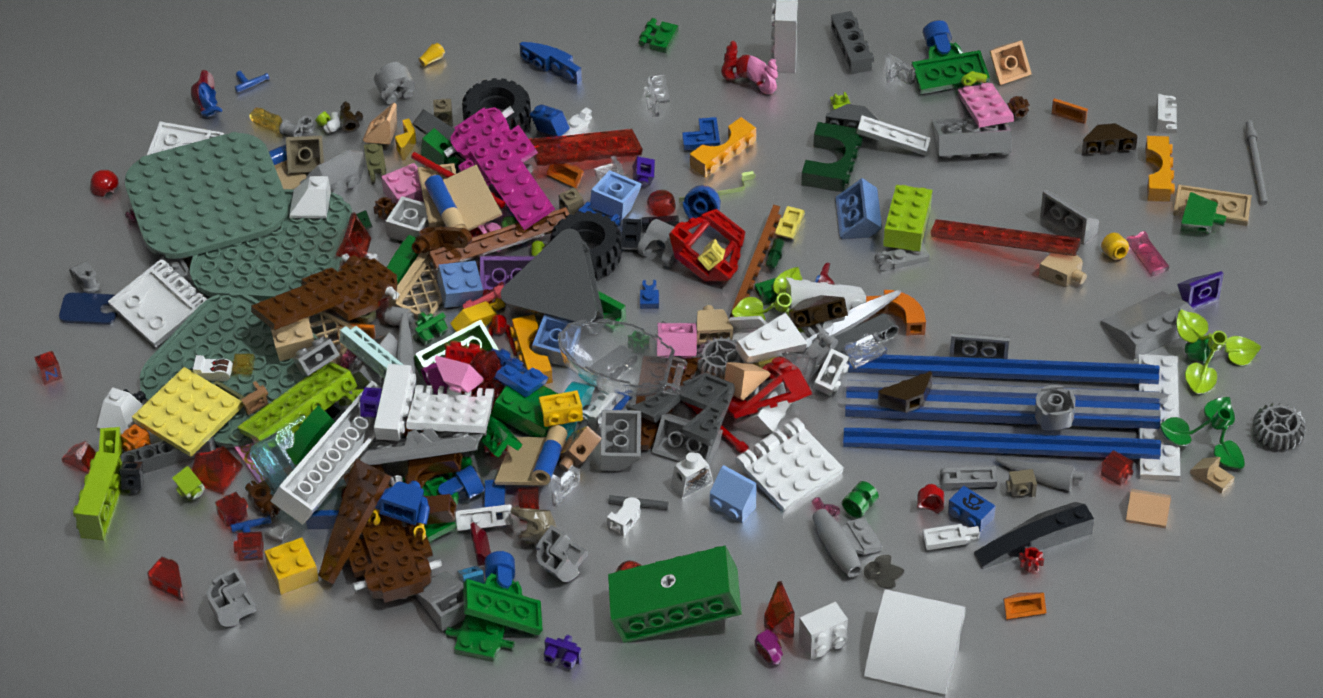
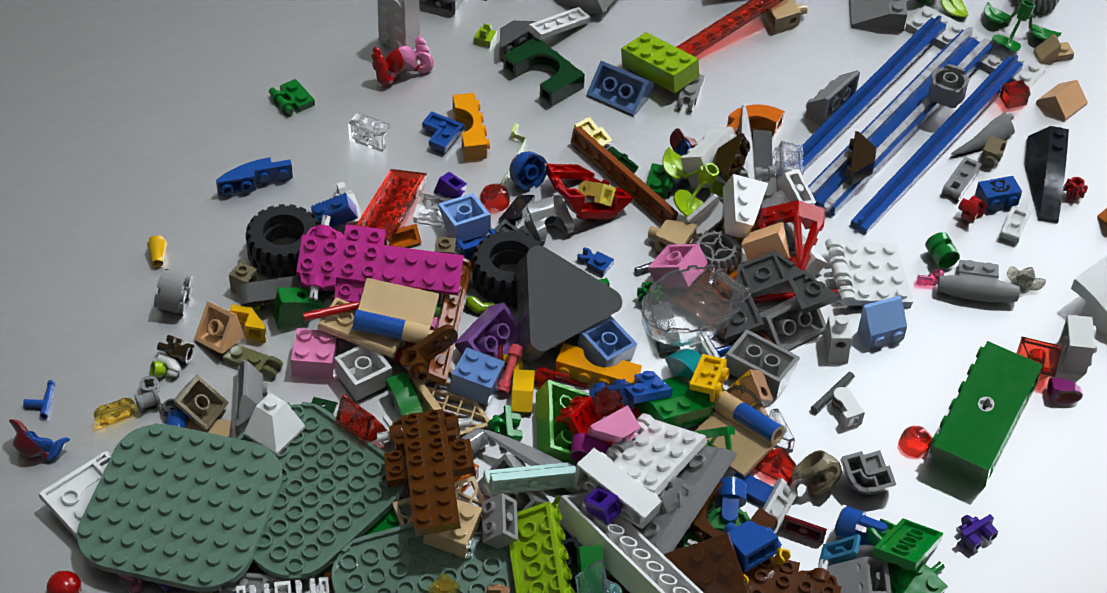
camera: 60 degrees left, 0 degrees up
(384, 207) = (323, 382): reddish brown gear -> none

